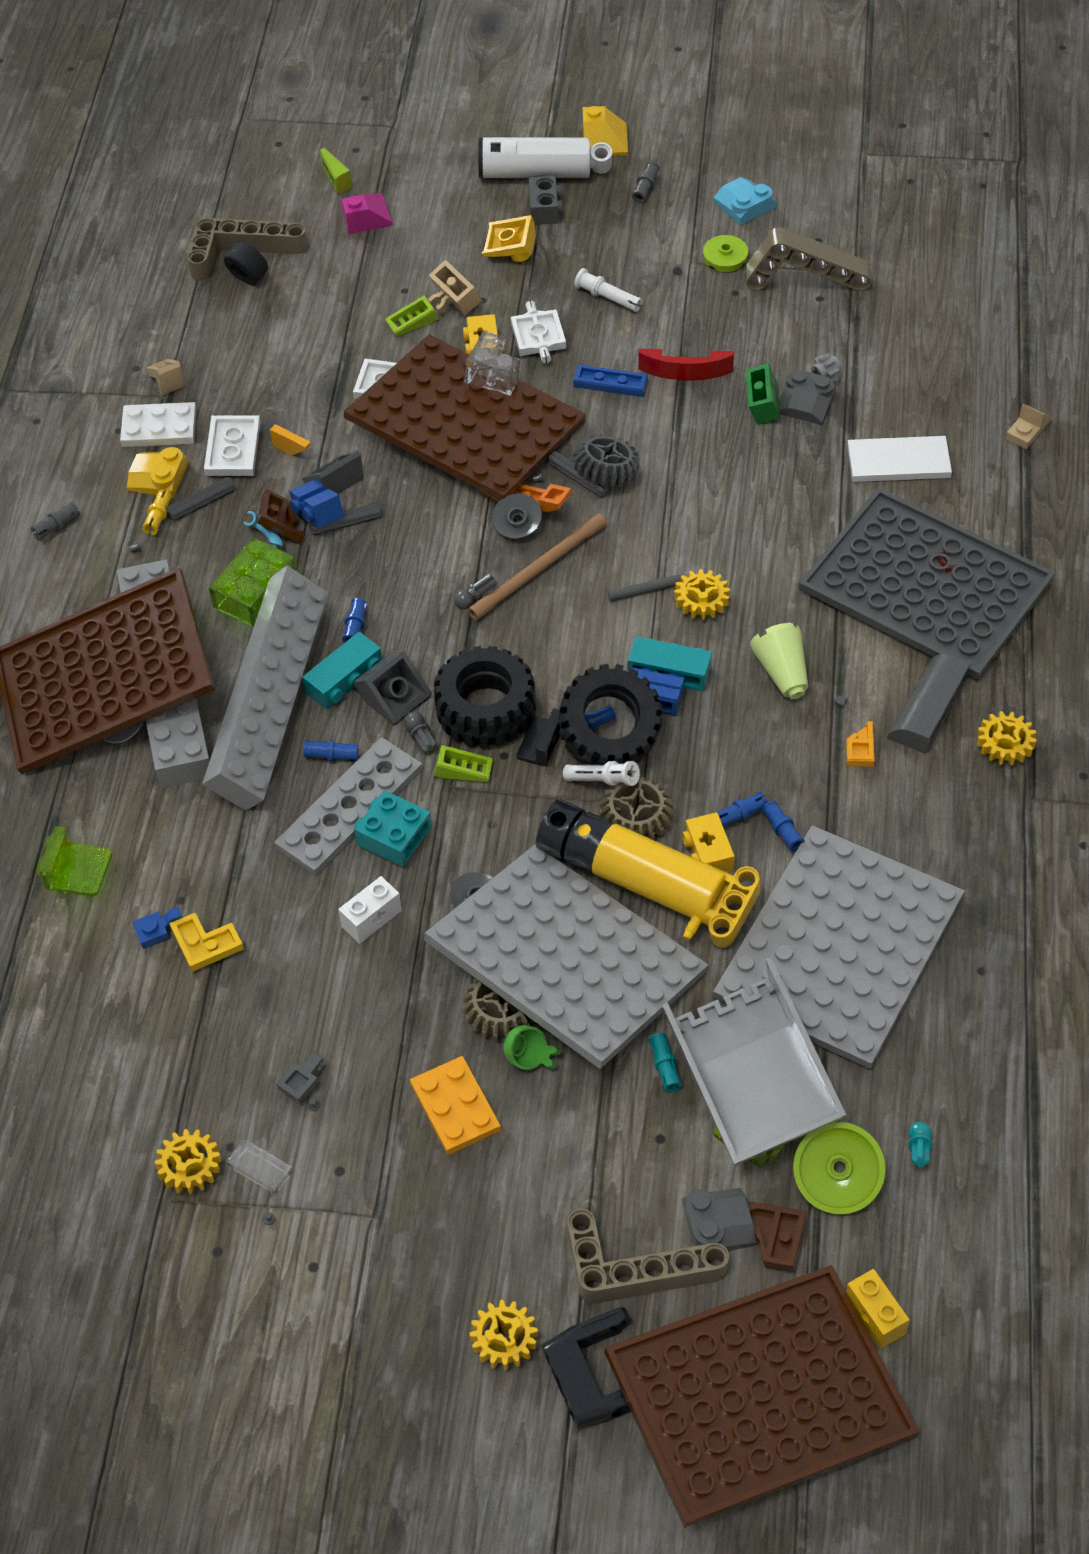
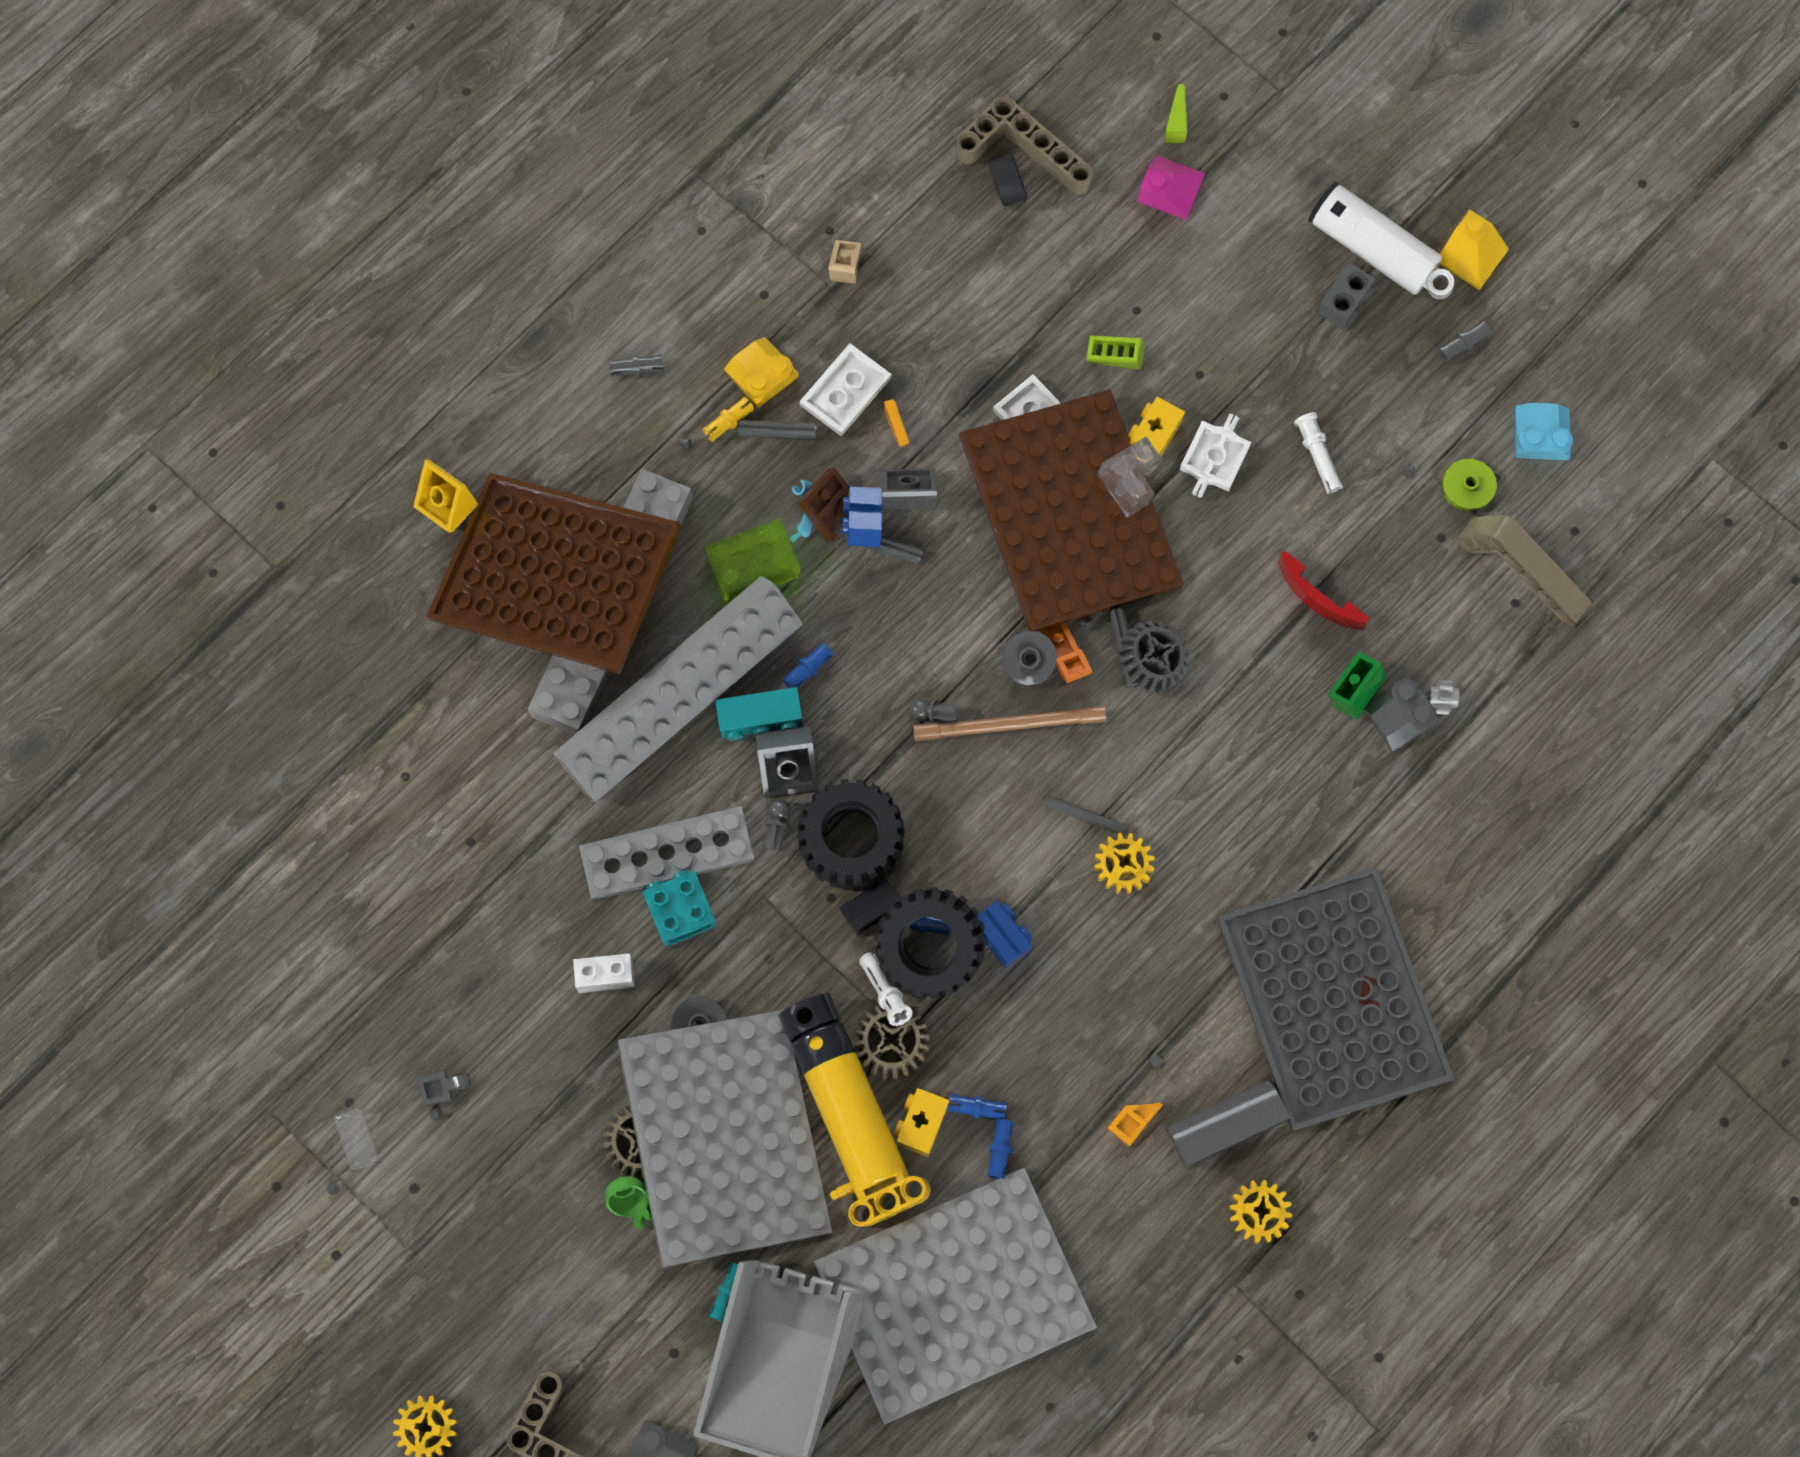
camera: 35 degrees right, 20 degrees up
(72, 866) = (407, 748): clear neon green bracket -> none
(154, 928) = (429, 855): blue plate -> none
(158, 424) = (801, 315): white plate -> none
(190, 1164) = (295, 1101): yellow gear -> none
(201, 947) = (450, 904): yellow plate -> none
(331, 750) = (690, 788): blue pin -> none
(452, 289) = (1173, 351): tan brick -> none
(454, 756) = (765, 874): lime slope -> none
(455, 1105) = (540, 1201): light orange plate -> none
(511, 238) = (1276, 323): yellow slope -> none
(610, 380) = (1239, 559): blue tile -> none
(665, 658) = (1038, 914): teal brick -> none
(783, 658) = (1133, 990): yellowish green cone -> none
(899, 458) = (1427, 845): white tile -> none
(1028, 426) = (1579, 898): tan slope -> none

